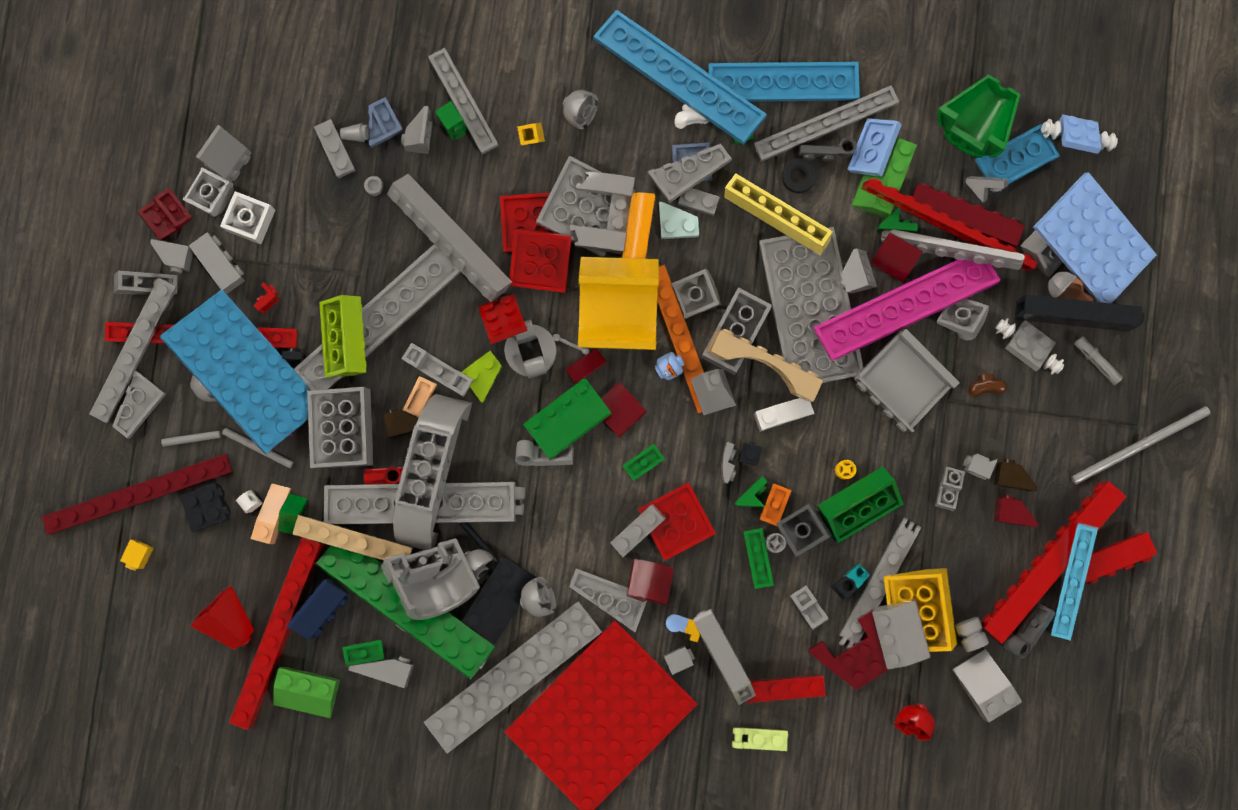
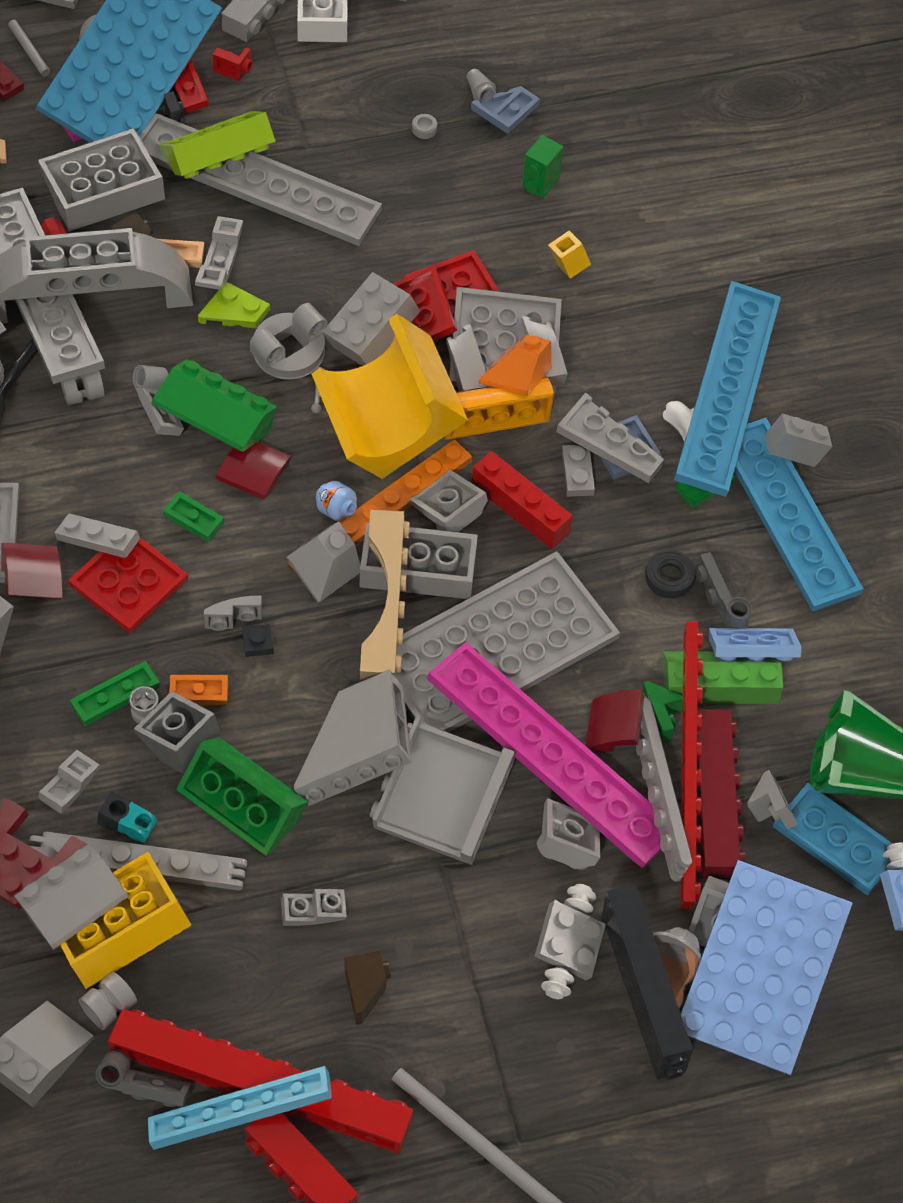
camera: 65 degrees right, 25 degrees down
(249, 443) = (41, 122): light grey bar -> none
(334, 148) = (450, 74): light grey plate -> none
(418, 132) = (509, 144): light grey slope -> none
(449, 237) = (394, 211): light grey brick -> none
(463, 101) = (576, 179): light grey plate -> none
(502, 319) = (312, 291): red plate -> none
(540, 289) = (363, 326): none -> light grey brick
(580, 108) = (629, 297): light grey cylinder -> none
(586, 366) = (297, 416): dark red slope -> none
(624, 209) = (520, 366): none -> orange slope
(677, 223) = (535, 454): light aqua wing -> none
(712, 246) = (522, 500): none -> red brick
(738, 51) = (798, 440): none -> light grey brick
(748, 498) = (198, 653): green slope -> none
(778, 214) = (600, 553): light yellow brick -> none
(782, 413) = (327, 652): white slope -> none
(826, 123) = (760, 582): light grey plate -> none
(849, 469) = (282, 754): yellow wheel -> none
(856, 419) = (358, 739): none -> light grey slope
(857, 273) = (570, 679): light grey slope -> none
(979, 466) = (362, 931): light grey window -> none
(987, 384) = (486, 903): reddish brown piece -> none
(1013, 512) = (312, 1000): dark red slope -> none
(1098, 360) = (596, 1035): light grey pin -> none

